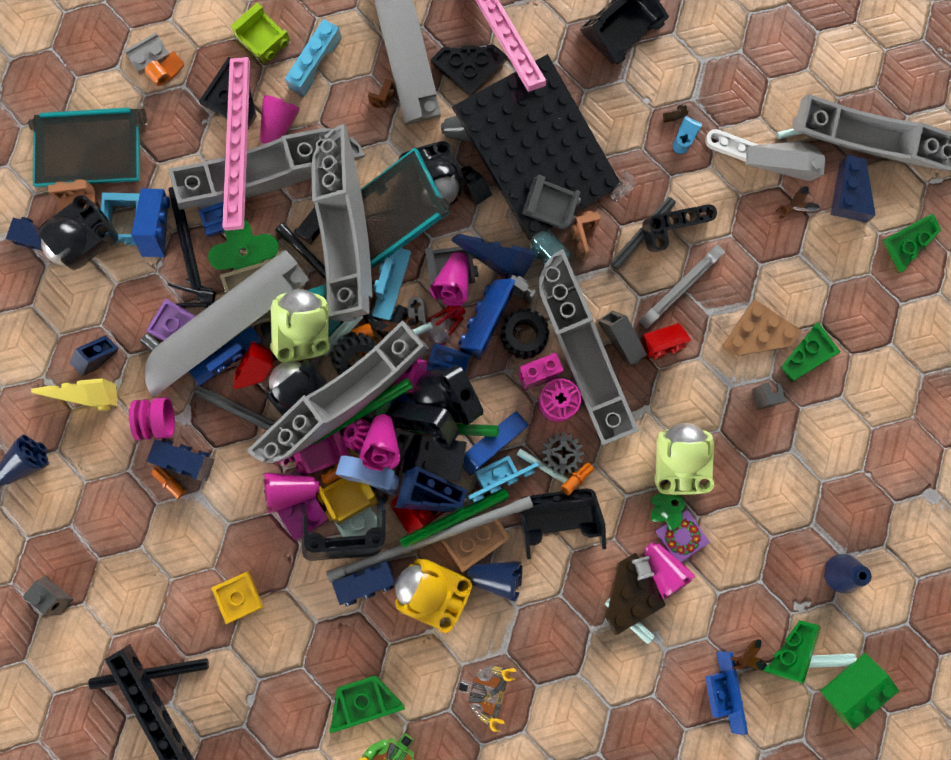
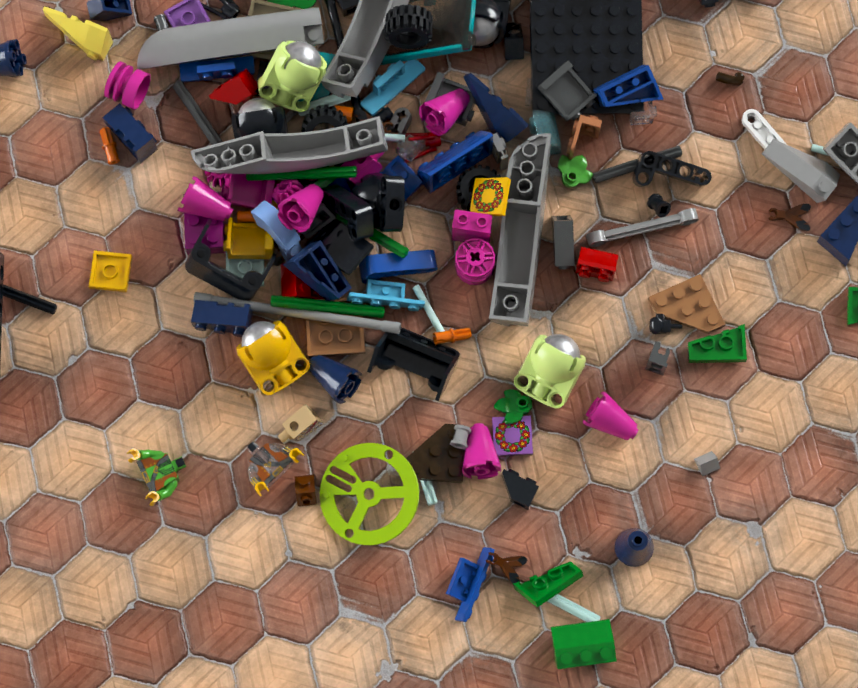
camera: 35 degrees right, 5 degrees down
(363, 702) = (162, 413): green wing -> none
(379, 223) = (408, 26): none -> black tyre
(497, 635) = (307, 421): none -> tan torso
(532, 696) = (305, 490): none -> reddish brown bracket
(542, 336) = (490, 196): none -> tile
(553, 453) = (445, 303): dark grey gear -> none
(593, 267) = (574, 168): none -> bright green plate
(603, 169) = (629, 88): none -> blue wedge
(628, 646) = (408, 491): none -> lime piece
(686, 134) = (730, 100): dark azure piece -> none
(686, 259) = (661, 207): none -> black bush
(720, 583) = (519, 490): none -> black slope
(749, 363) = (661, 325): none -> black piece
(757, 472) = (610, 418): none -> dark pink cone
(859, 461) = (707, 463): none -> light grey slope

